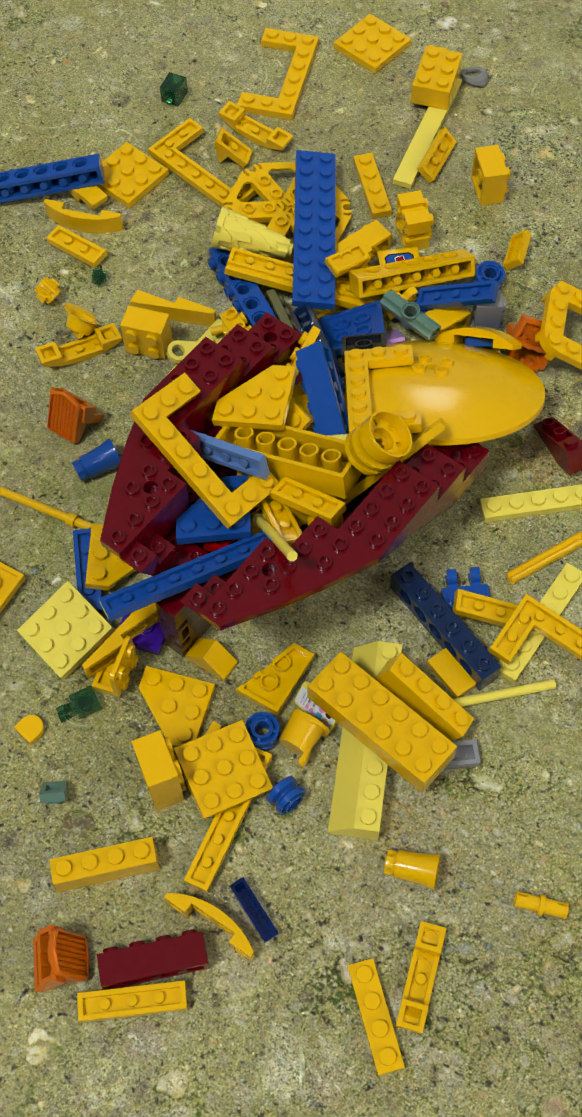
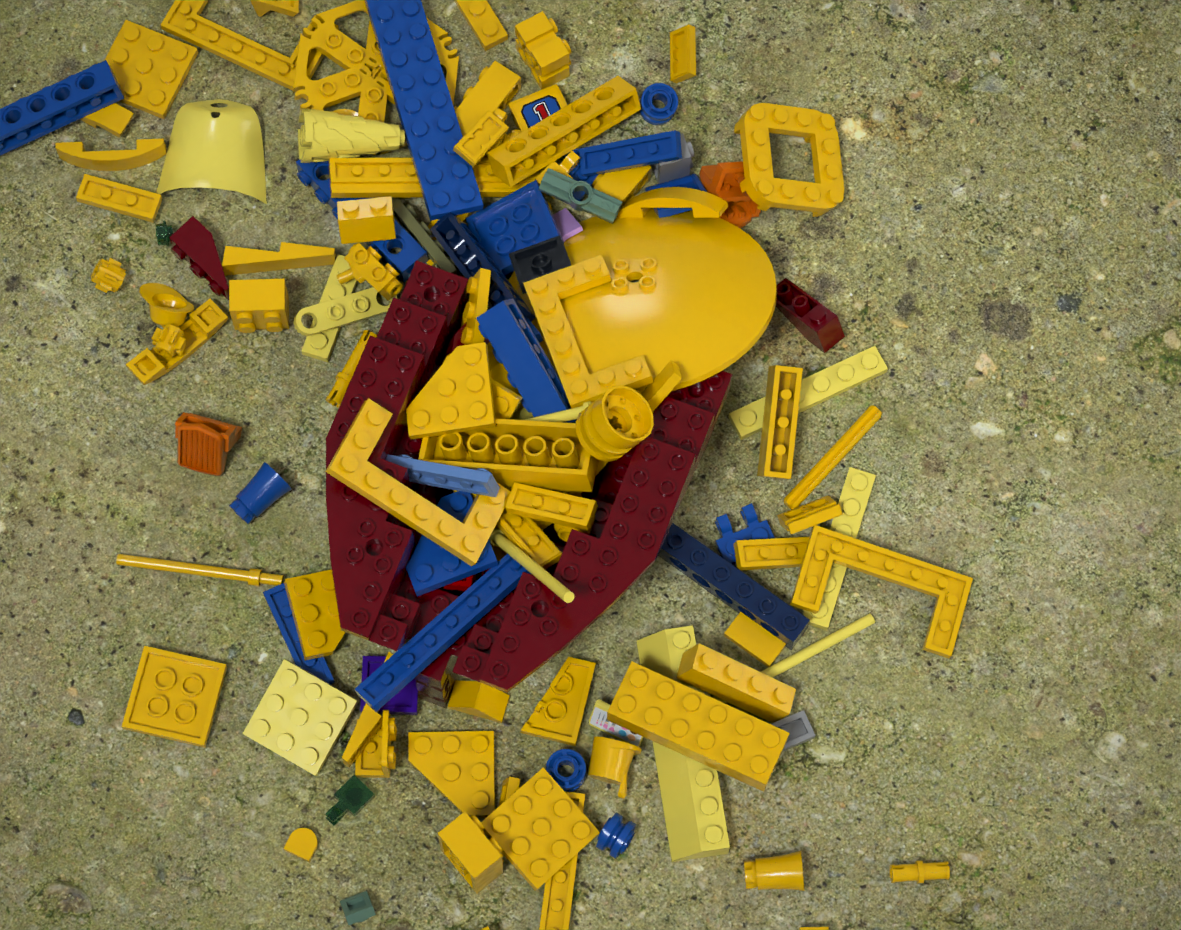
camera: 20 degrees left, 10 degrees up
(71, 340) = (168, 341): none -> yellow gear
(118, 288) = (198, 248): none -> dark red slope
(158, 232) = (215, 151): none -> light yellow piece
(243, 291) = (366, 220): none -> yellow brick
(519, 510) = (779, 422): none -> yellow brick
(532, 588) = (809, 514): none -> yellow plate

